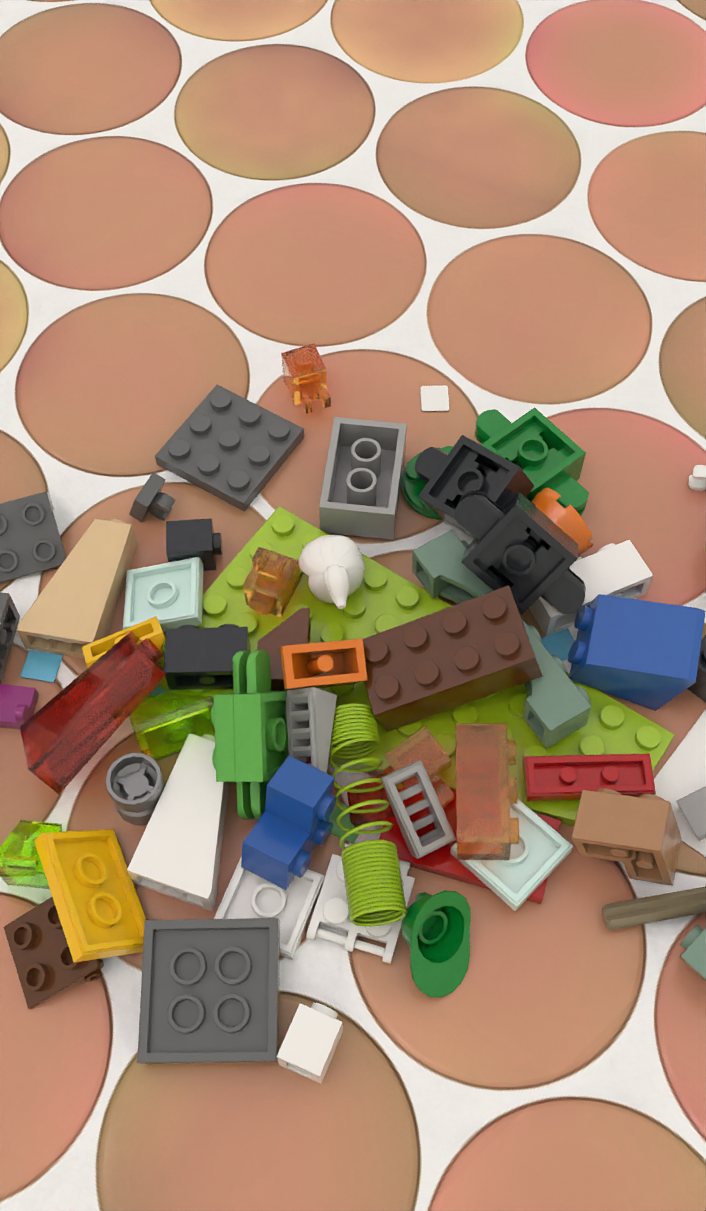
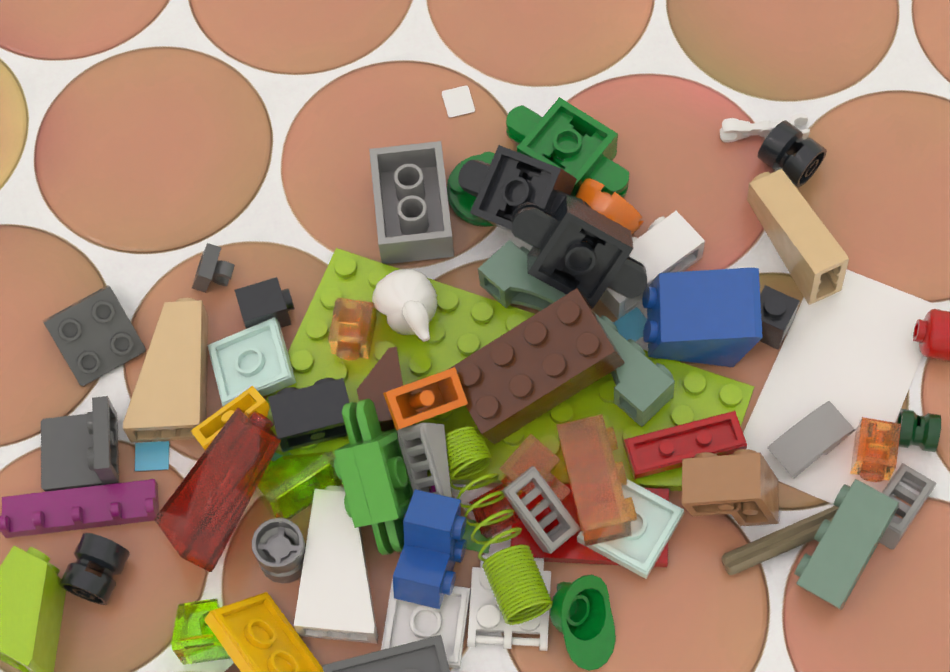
camera: 10 degrees left, 5 degrees up
(230, 447) = (271, 197): dark grey plate -> none
(305, 376) = (328, 109): clear orange brick -> none

